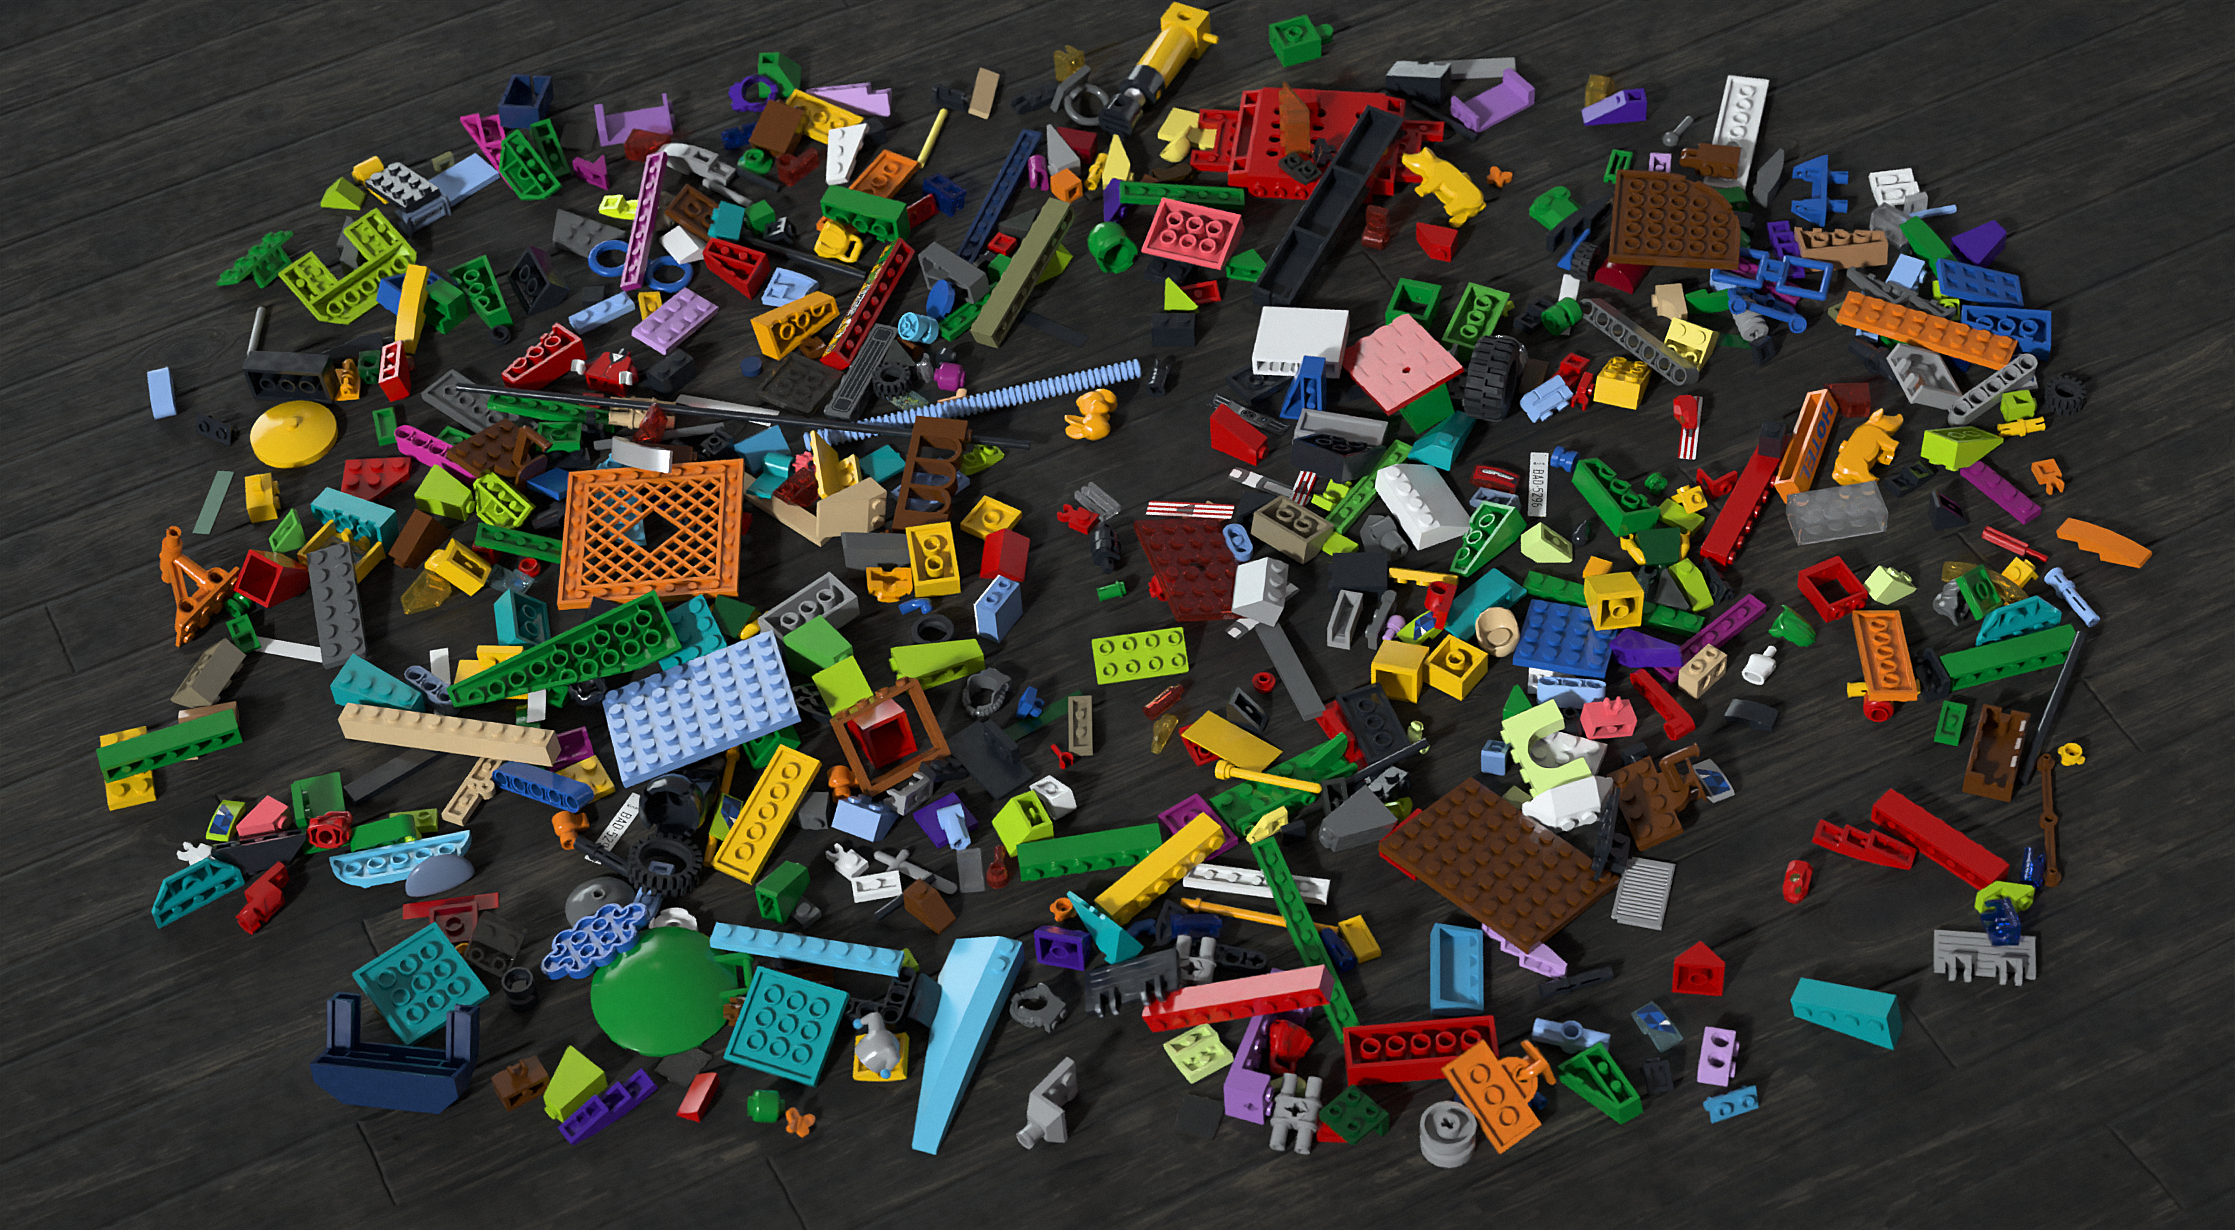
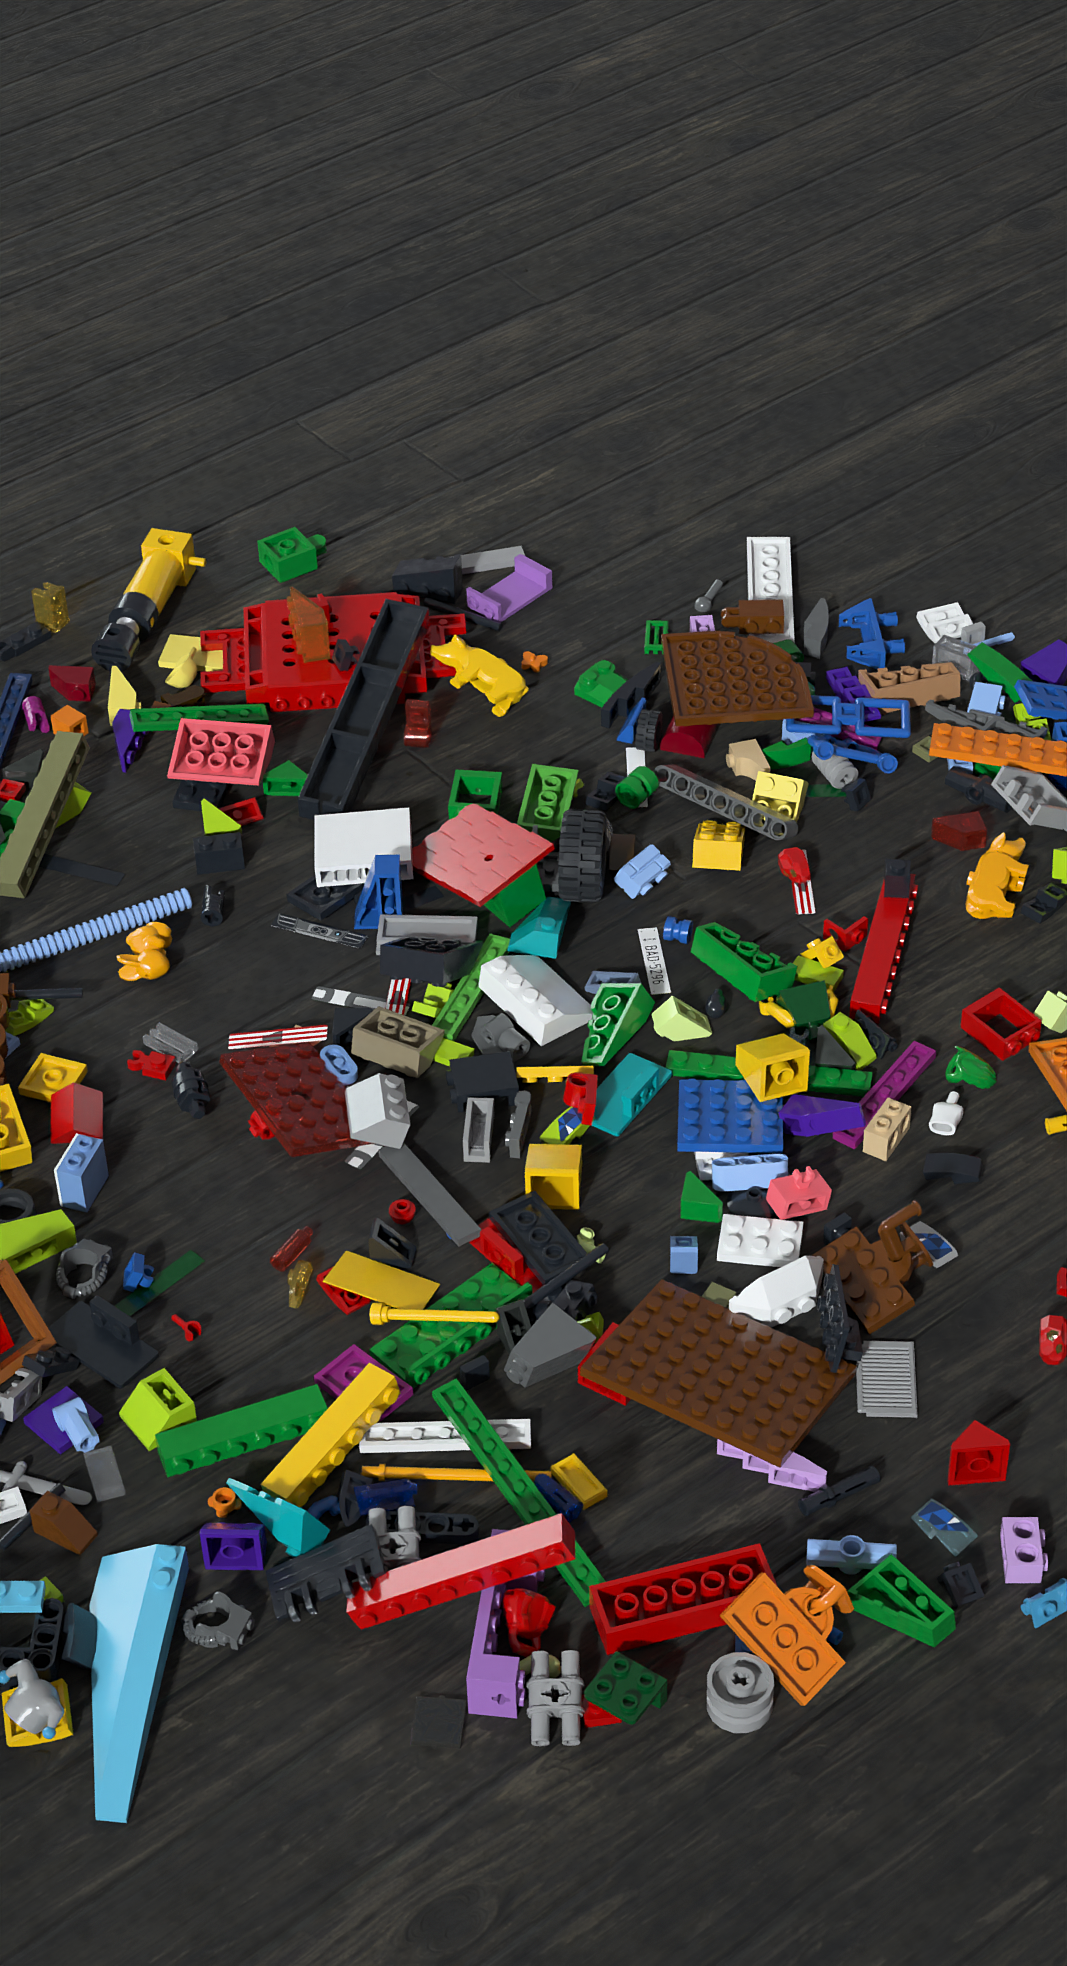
camera: 15 degrees left, 5 degrees down
(997, 874) = (137, 1472): clear red bar -> none
(1044, 1108) = (255, 1752): light grey plate -> none
(1056, 797) = (190, 1372): white plate -> none
(1060, 154) = (56, 693): light grey slope -> none
(1072, 90) = (56, 629): dark grey tile -> none
(1080, 725) = (201, 1289): dark tan plate -> none
(1093, 178) = (97, 713): yellow pin -> none
(1111, 247) = (132, 778): green tile -> none
(1111, 591) = (206, 1136): green pin -> none
(1140, 655) = (255, 1201): lime bracket -> none
(1198, 1052) = (421, 1645): yellowish green slope -> none
(1237, 437) = (314, 953): red slope -> none
(1268, 825) = (444, 1368): light yellow tile -> none
(1299, 169) = (323, 675): pearl dark grey slope -> none
(1329, 753) = (498, 1276): green tile -> none
(1393, 626) = (534, 1129): lavender cylinder -> none
(1437, 241) = (484, 730): red slope -> none
(1455, 667) = (615, 1163): yellow brick -> none
(1456, 971) = (699, 1500): dark azure slope -> none
(1494, 477) = (606, 958): slope -> none
(1497, 631) = (653, 1118): tan piece -> none
(1524, 731) = (711, 1220): yellowish green arch -> none
(1572, 369) = (661, 837): red slope -> none
(1584, 390) = (681, 858): red plate -> none
(1597, 567) = (741, 1035): light orange tile -> none
(1598, 89) = (617, 567): clear yellow slope -> none
(1618, 108) = (645, 579): dark purple slope -> none
(1655, 483) = (781, 941): green bush -> none
(1678, 720) = (873, 1184): red beam -> none
(1806, 444) = (931, 883): orange brick -> none
(1836, 513) = (982, 946): clear brick -> none

